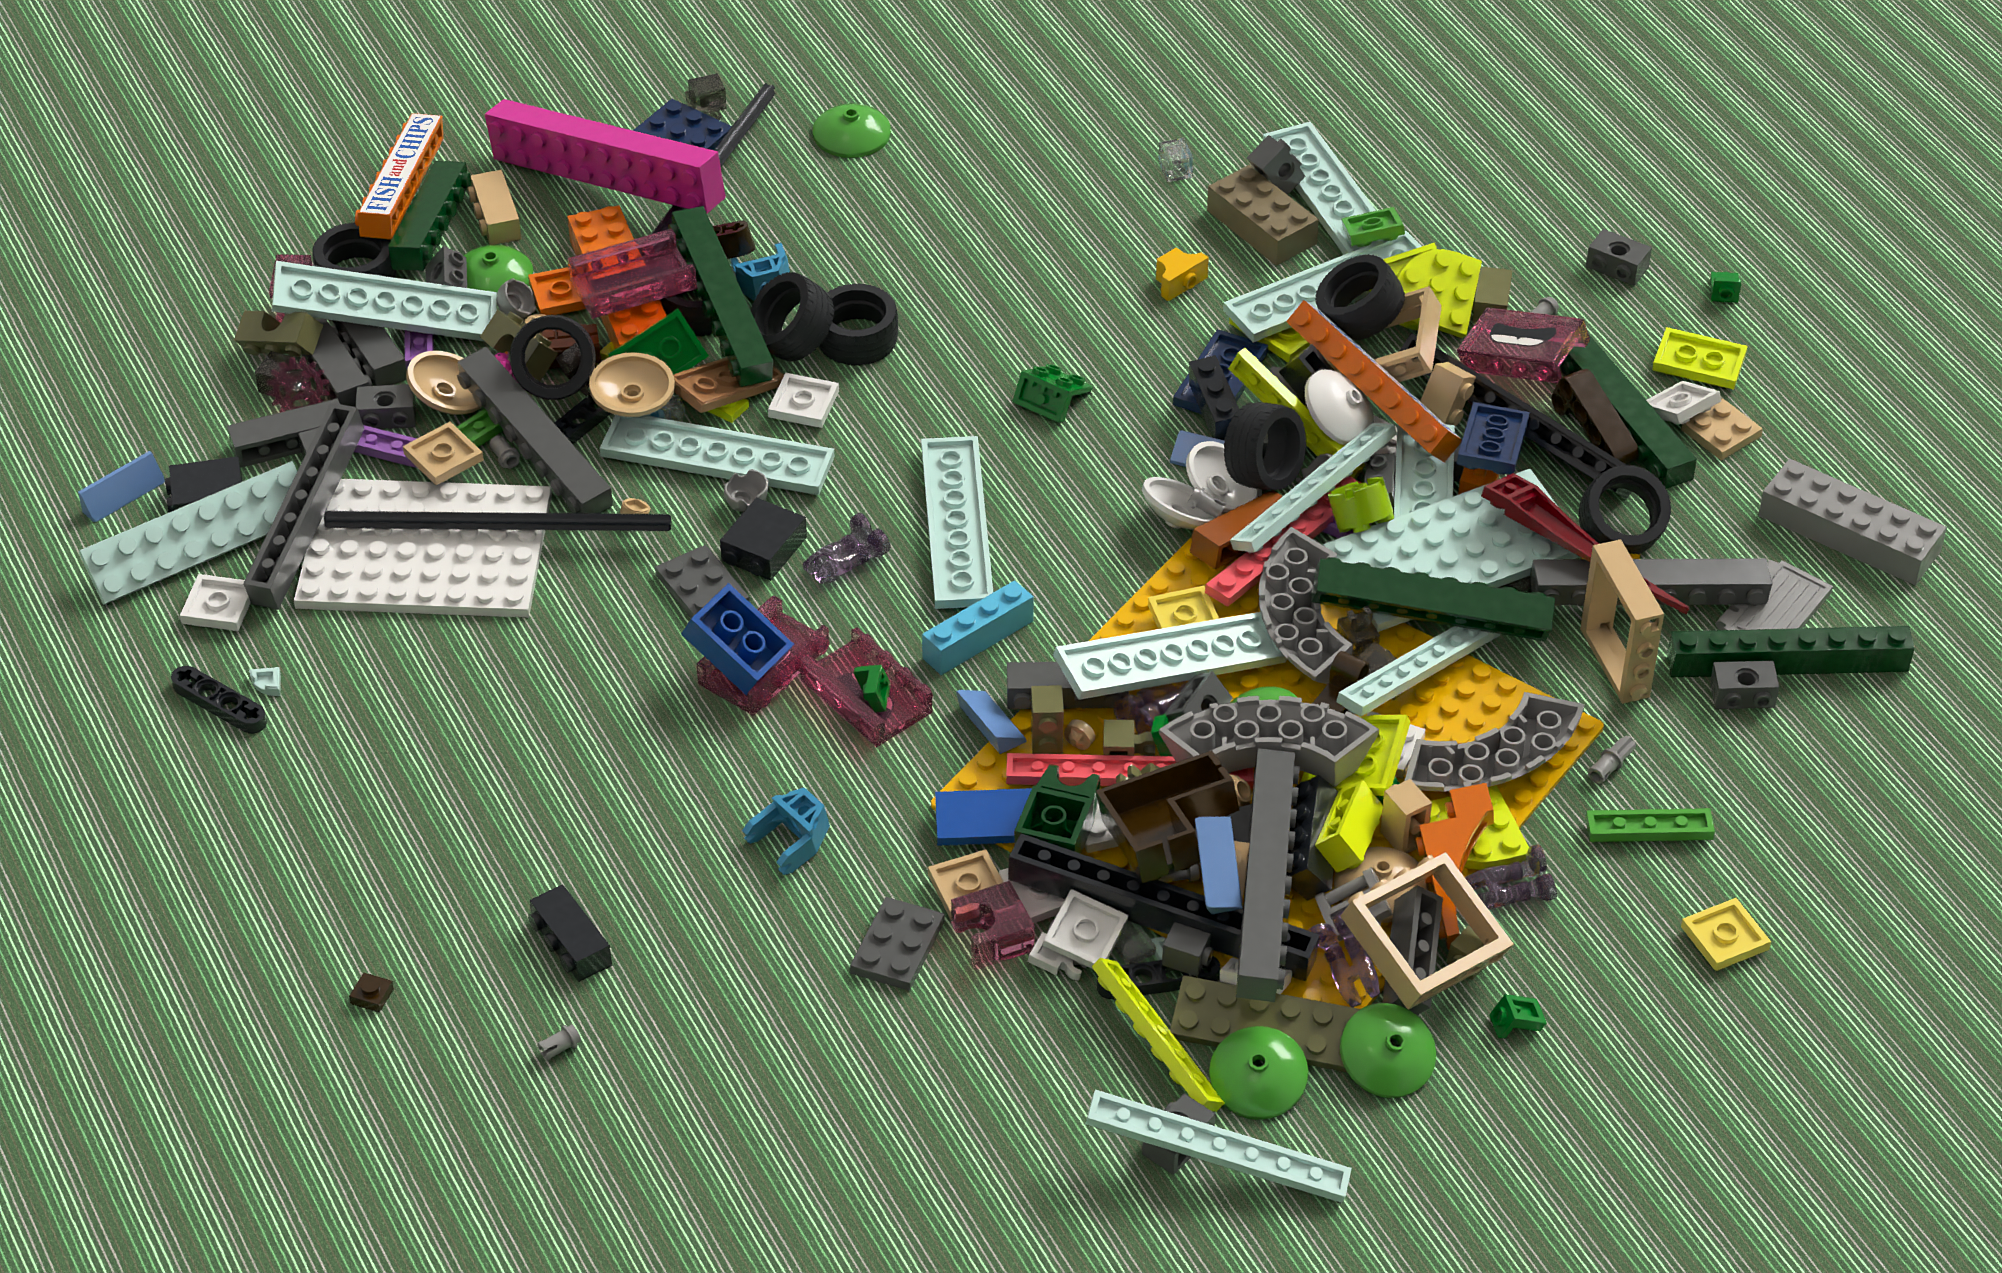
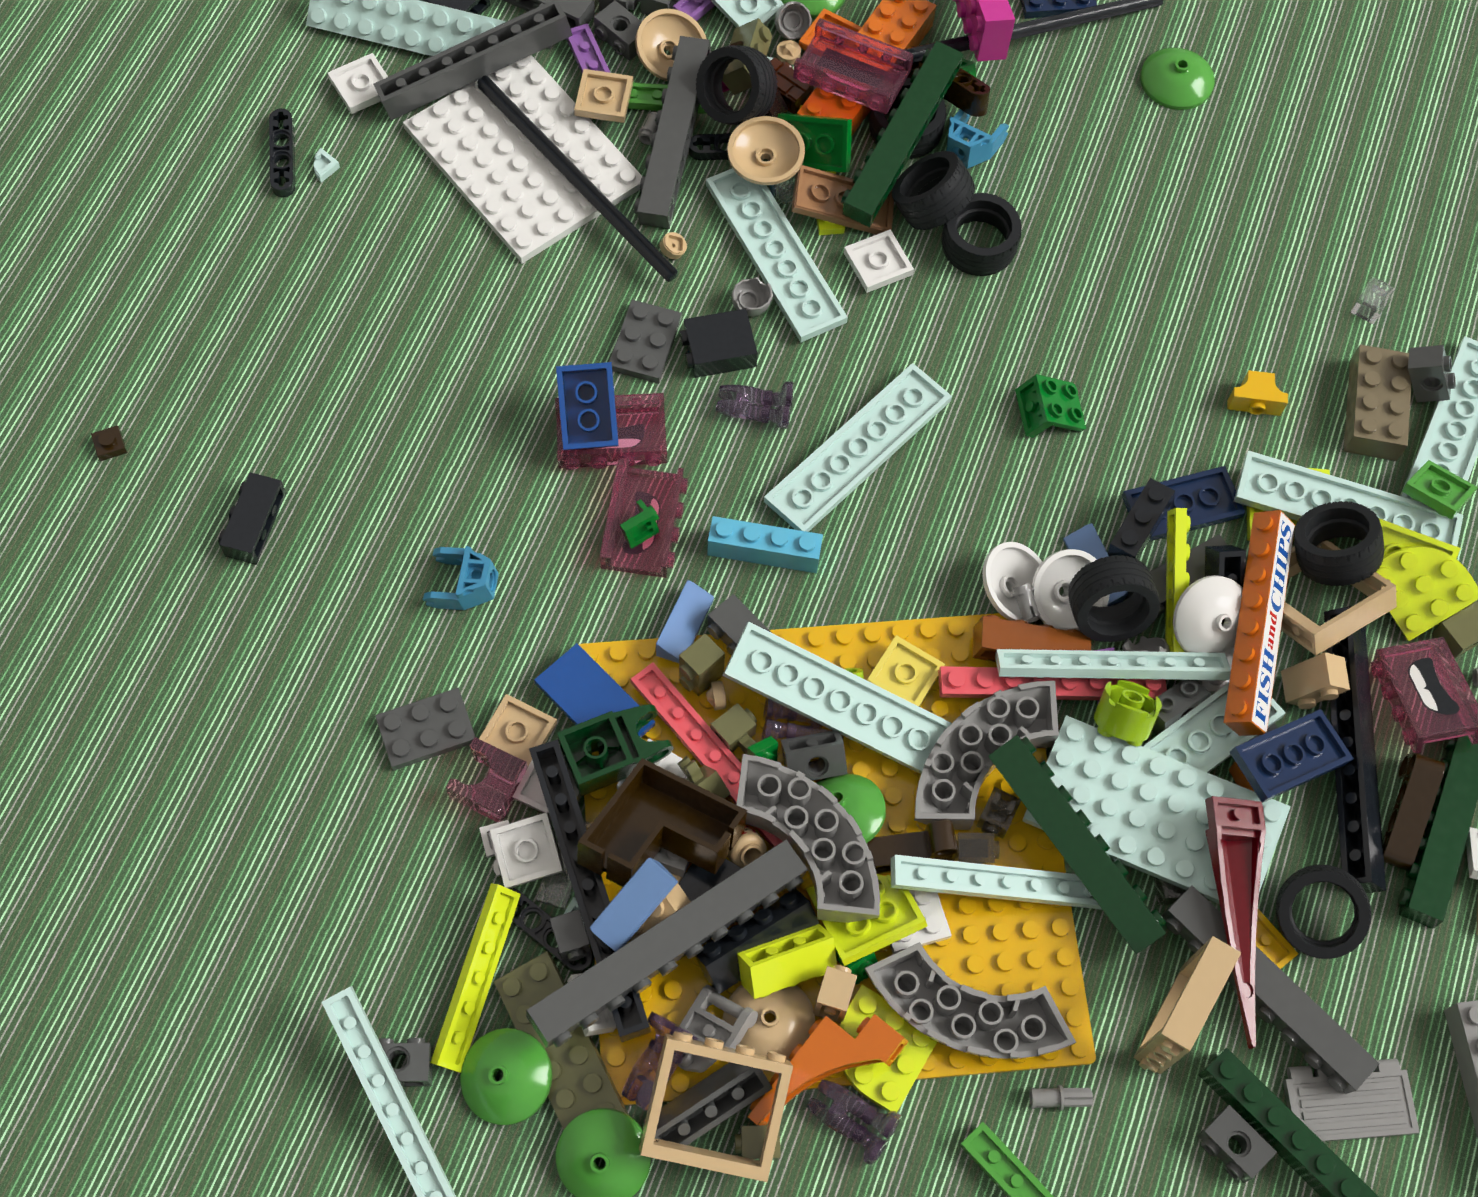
camera: 45 degrees right, 20 degrees up
(559, 1042) = (161, 590): light grey pin -> none

